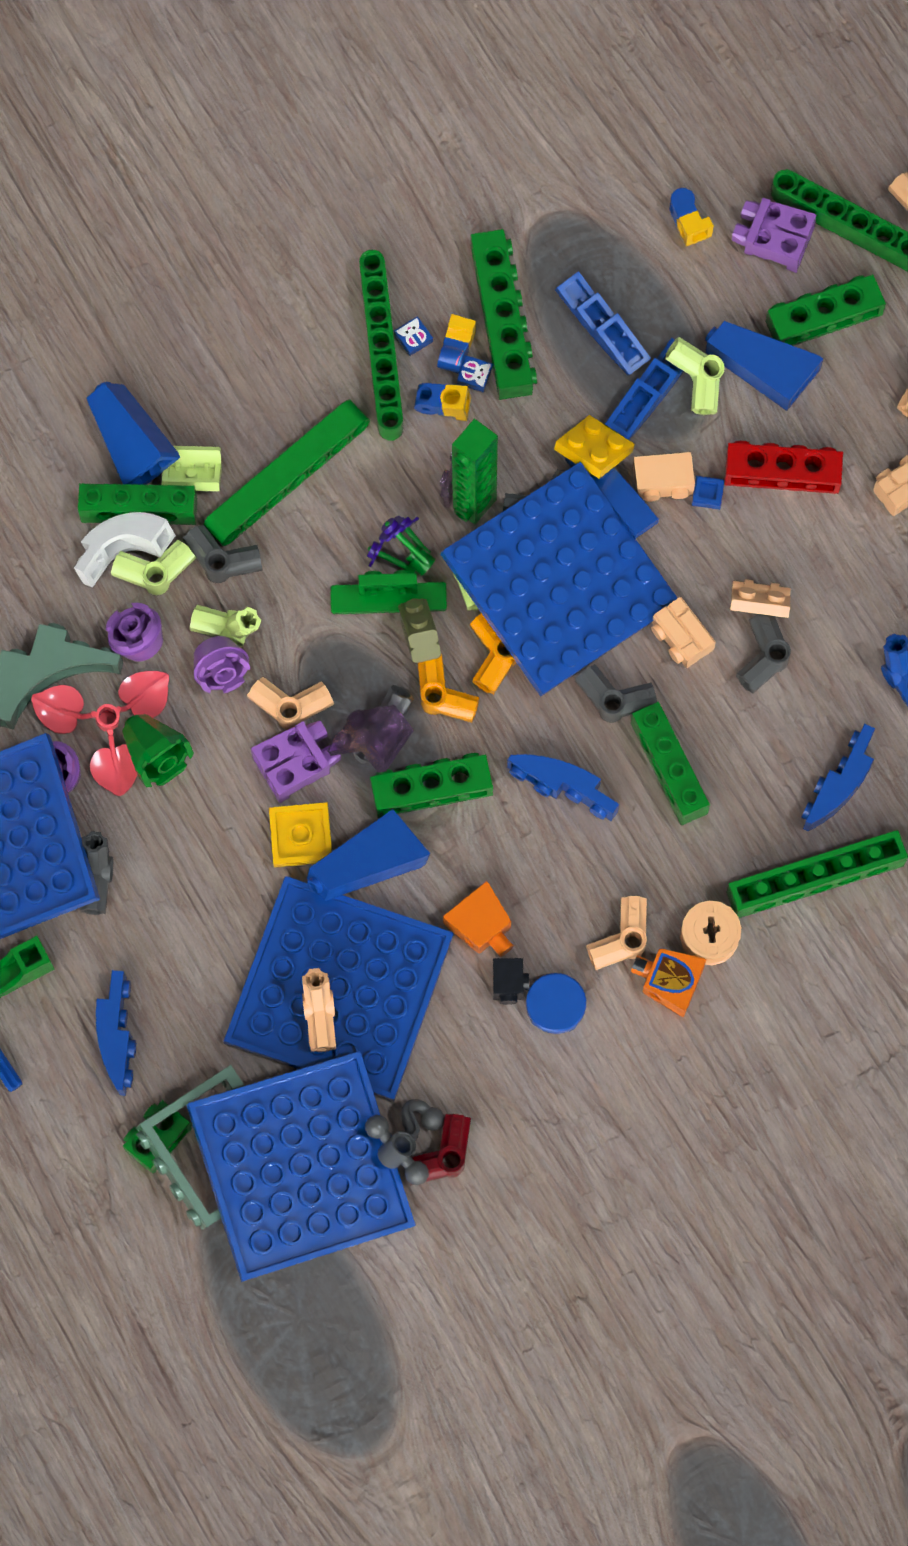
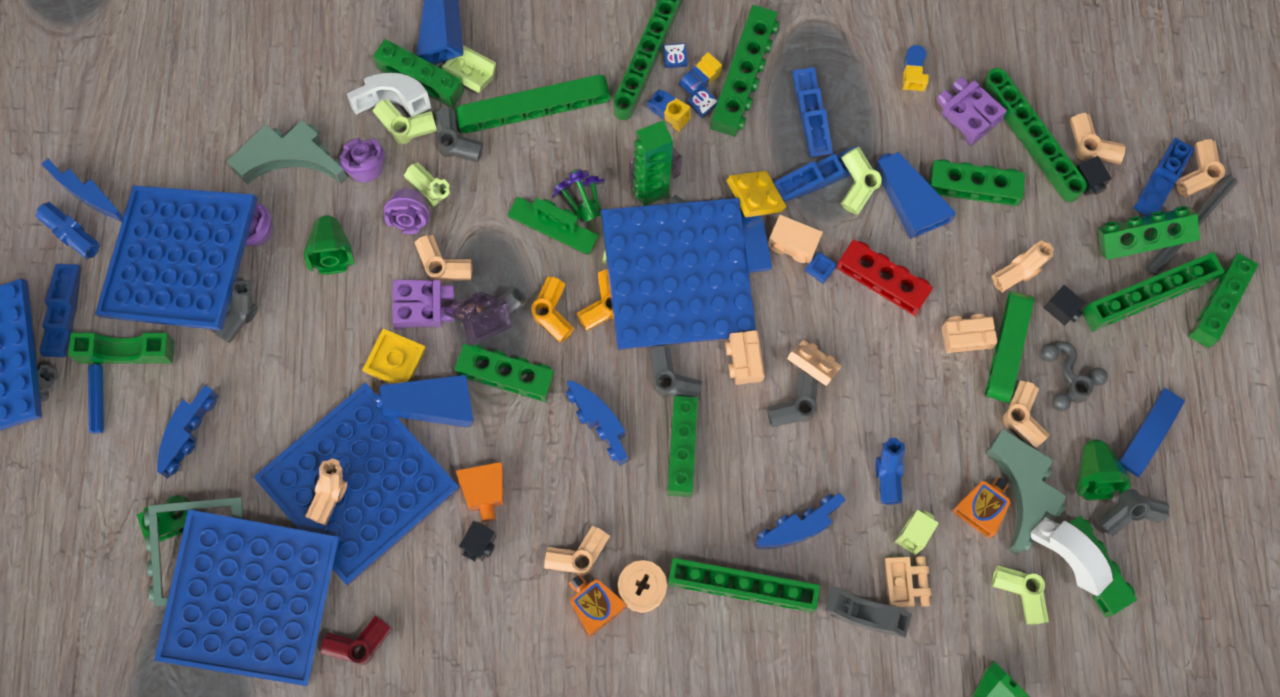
camera: 25 degrees right, 0 degrees up
(112, 767) = (286, 185): coral plant -> none
(401, 1146) = (316, 599): dark grey piece -> none
(419, 630) = (557, 258): olive brick -> none
(556, 1003) = (502, 577): blue tile -> none

